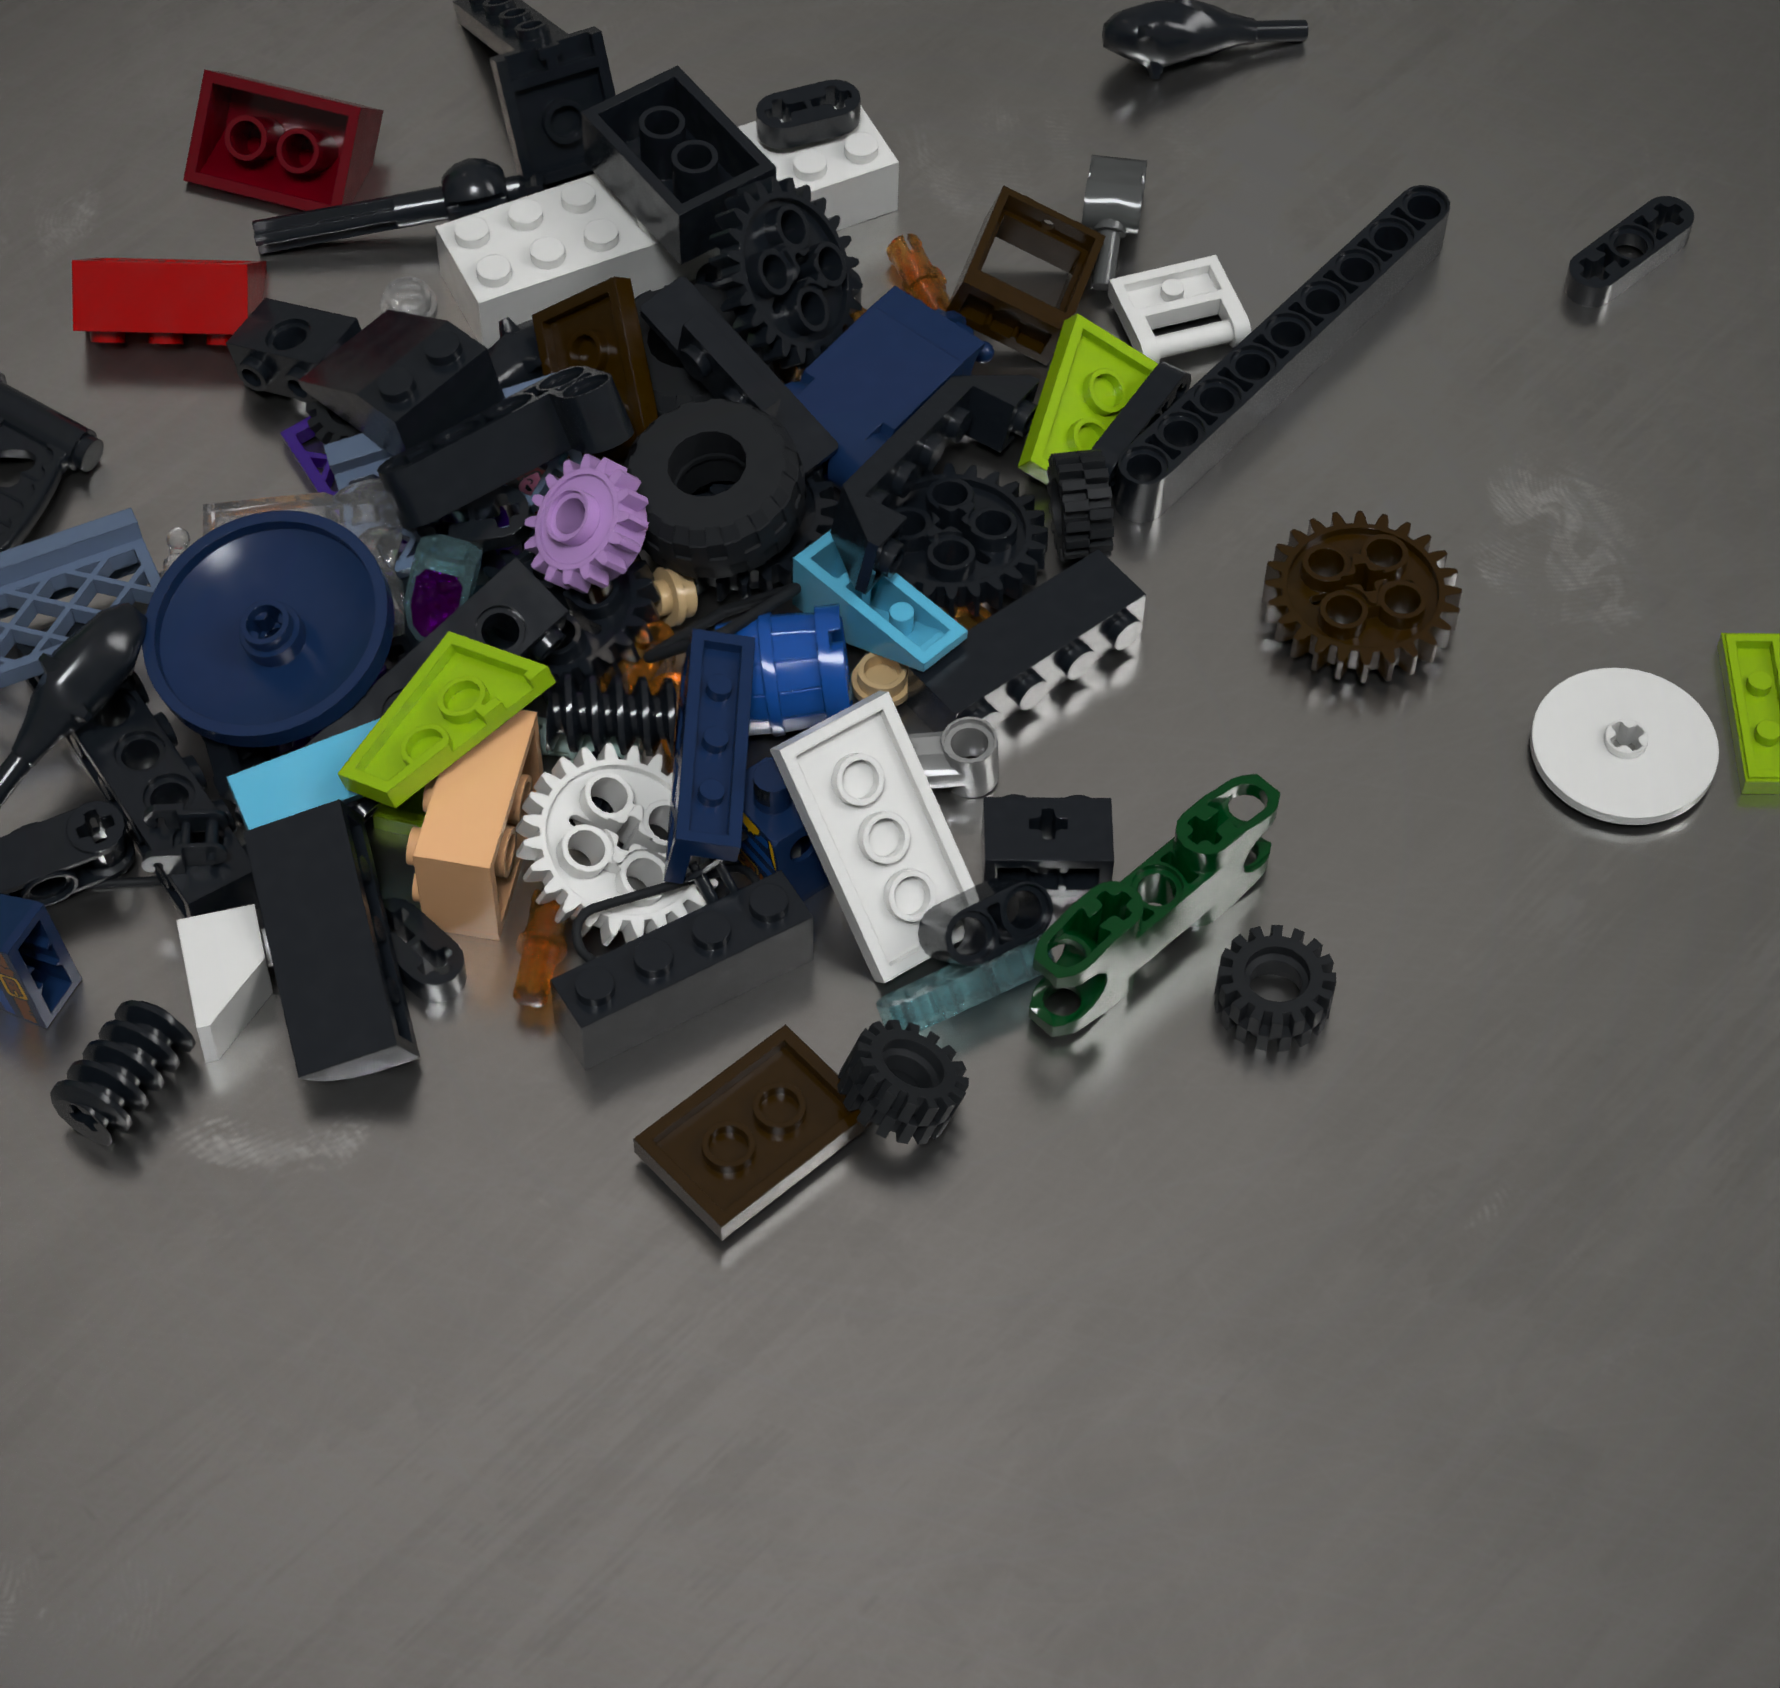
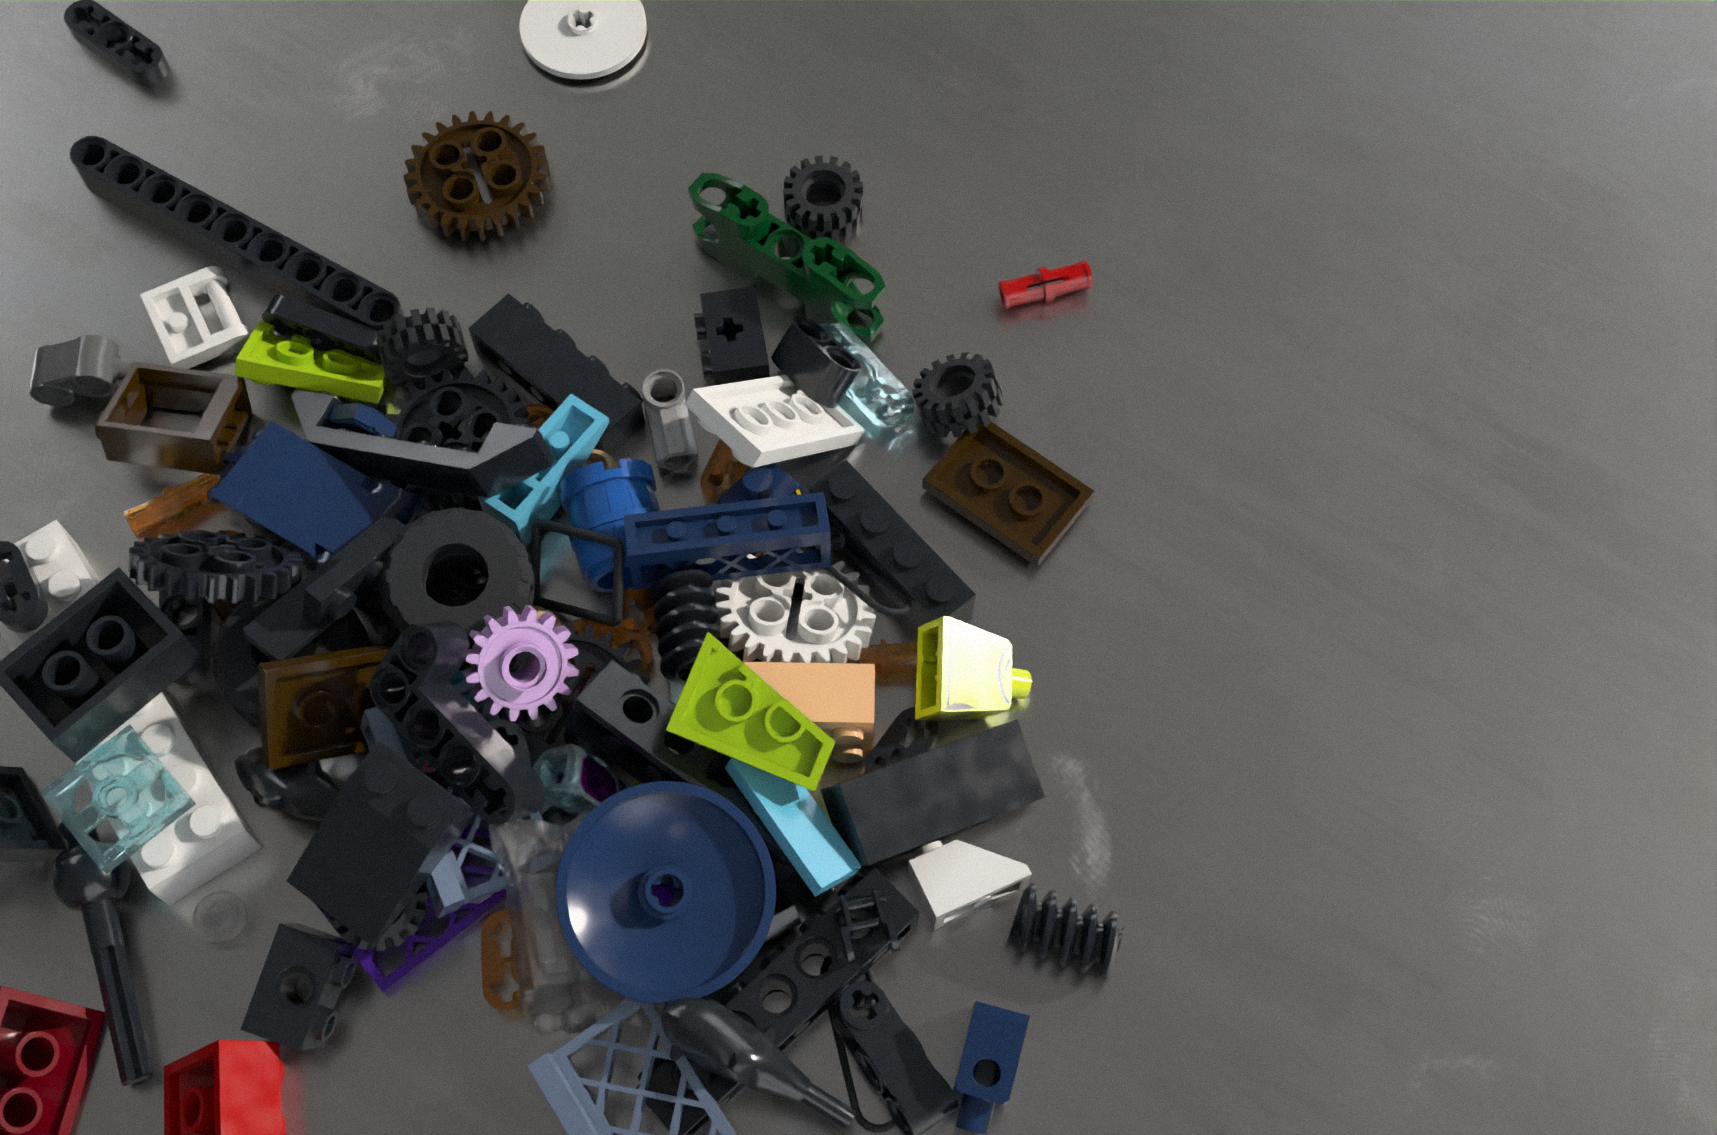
camera: 100 degrees left, 10 degrees up
(480, 1012) = (965, 672): none -> torso
(515, 164) = (142, 829): none -> clear light blue piece
(976, 436) = (361, 419): none -> dark blue tile
(1083, 1245) = (1074, 278): none -> red pin

